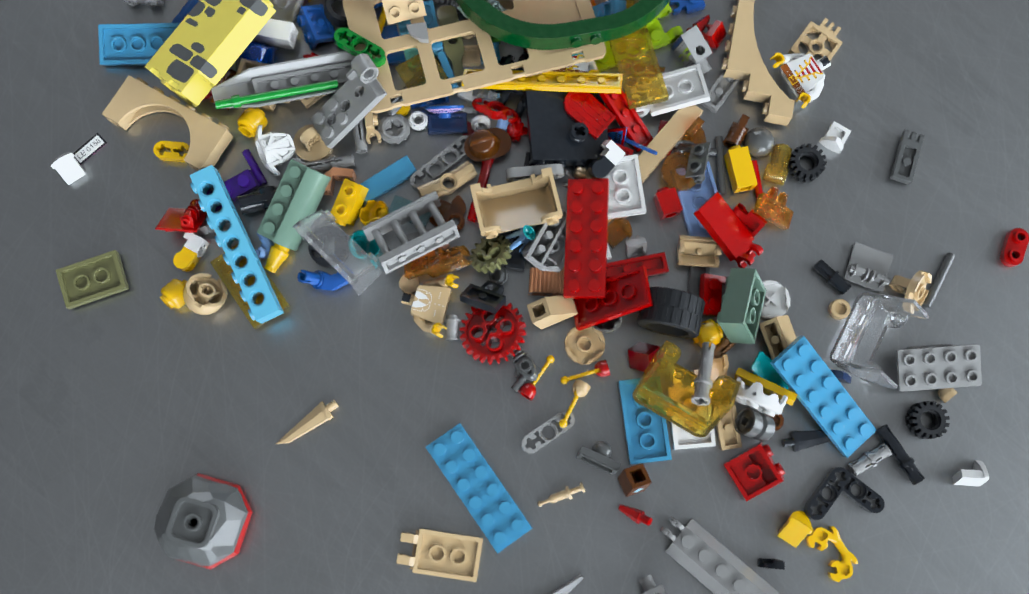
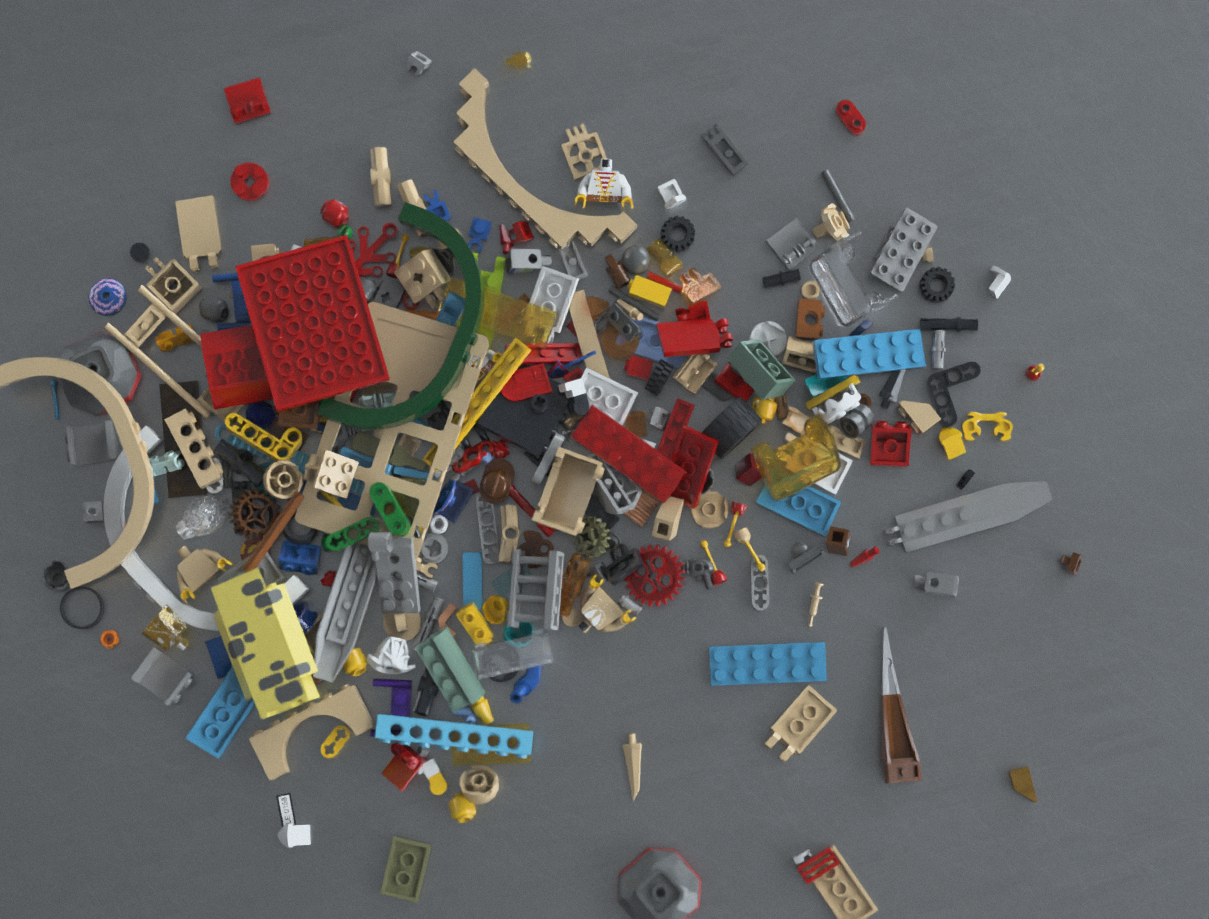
camera: 55 degrees left, 5 degrees up
(237, 101) = (340, 661): green bar -> none
(394, 73) = (397, 516): none -> green piece
(418, 31) = (370, 477): light grey tile -> none
(464, 281) = (599, 571): none -> dark grey tile
(480, 122) = (475, 475): white plate -> none
(525, 235) = (597, 500): flat silver piece -> none
(671, 223) = (659, 377): none -> black tyre
(703, 382) = (801, 441): light grey pin -> none
(712, 163) = (629, 310): none -> tan bar
(800, 481) = (919, 414): none -> tan slope
(823, 316) = (809, 308): none -> dark orange brick
(912, 566) = (1032, 375): none -> red hinge

